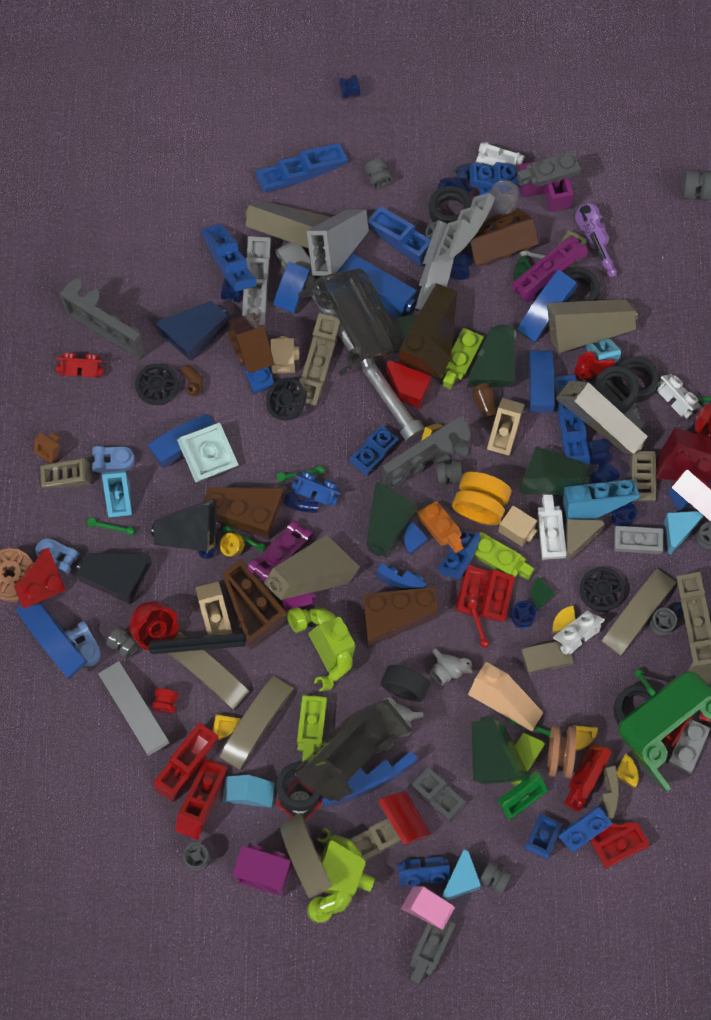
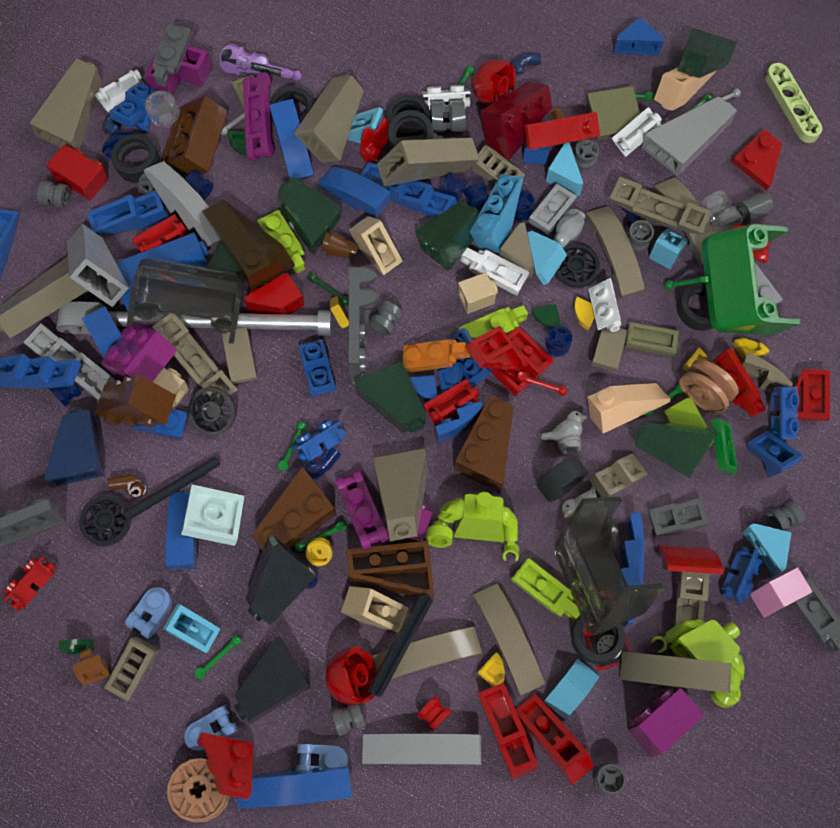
camera: 60 degrees left, 0 degrees up
(56, 427) = (75, 646): none -> dark green tile
(211, 412) = (171, 488): none -> black bar
(289, 319) = (138, 352): none -> magenta brick
(342, 390) = (239, 357): none -> dark tan slope
(399, 268) = (160, 234): none -> red hinge
(405, 560) = (447, 403): none -> red hinge
(408, 176) = (80, 173): none -> red brick
(433, 552) = (450, 376): none -> blue tile
(440, 728) = (618, 476): none -> dark tan slope
(445, 409) = (344, 299): none -> dark green hinge
(458, 133) = (69, 106): none -> dark tan slope
(461, 232) = (169, 154): light grey slope -> none
(475, 569) = (496, 351): none -> red wing
(481, 498) = (433, 303): light orange wheel -> none
(579, 687) = (651, 339): none -> olive tile
(586, 559) = (546, 256): none -> medium azure slope
(630, 562) = (569, 226): none -> light grey animal
(665, 413) = (456, 116): none -> dark grey wheel
(672, 651) = (668, 248): none -> medium azure slope

